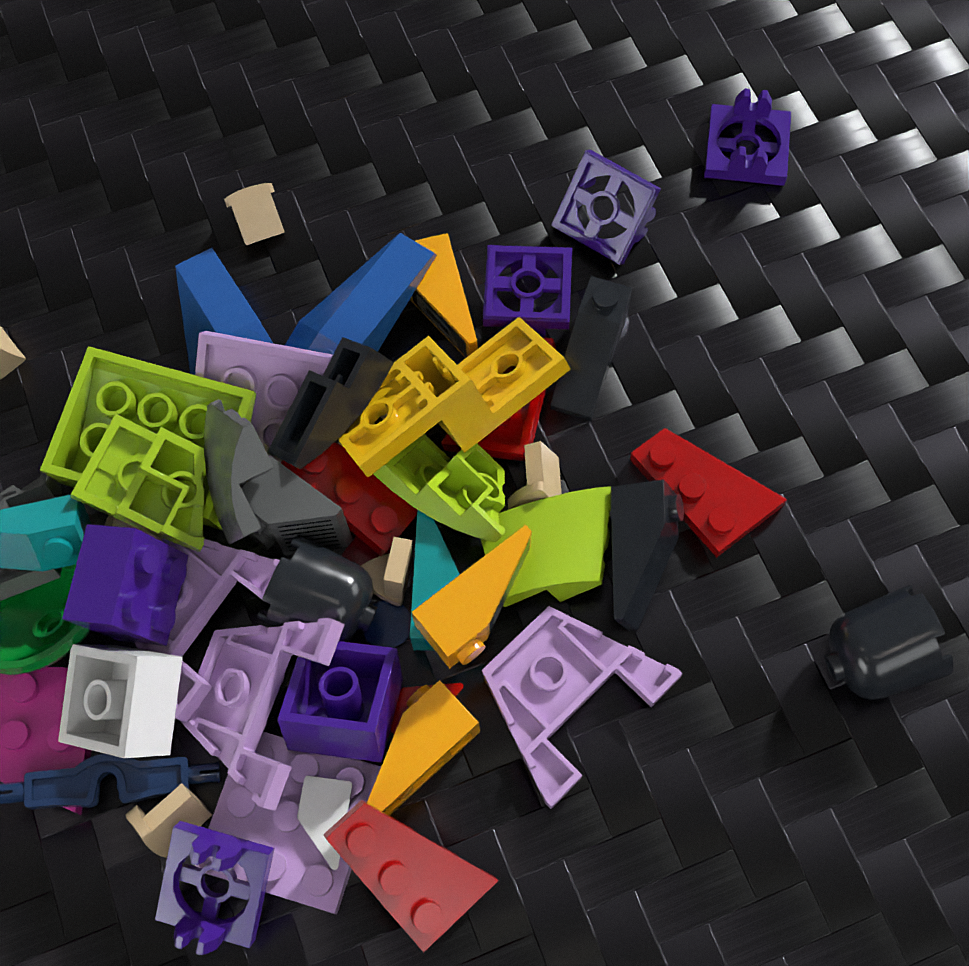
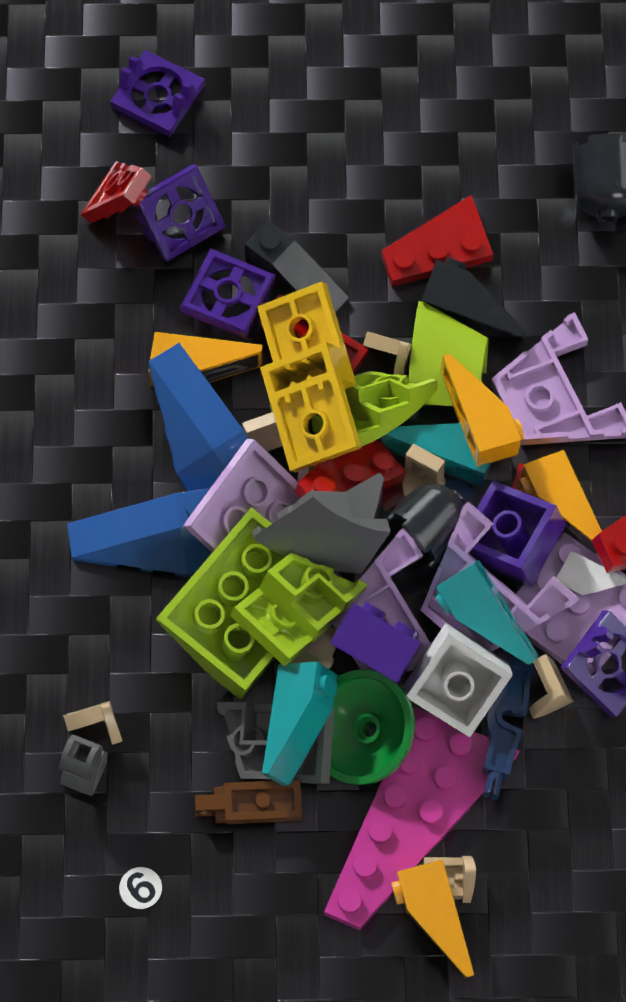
camera: 75 degrees left, 0 degrees up
(211, 703) = (479, 605): none -> teal slope
(255, 212) = (53, 474): tan tile -> none
(329, 402) = (289, 449): black slope -> none
(600, 133) = (118, 190): none -> red wing

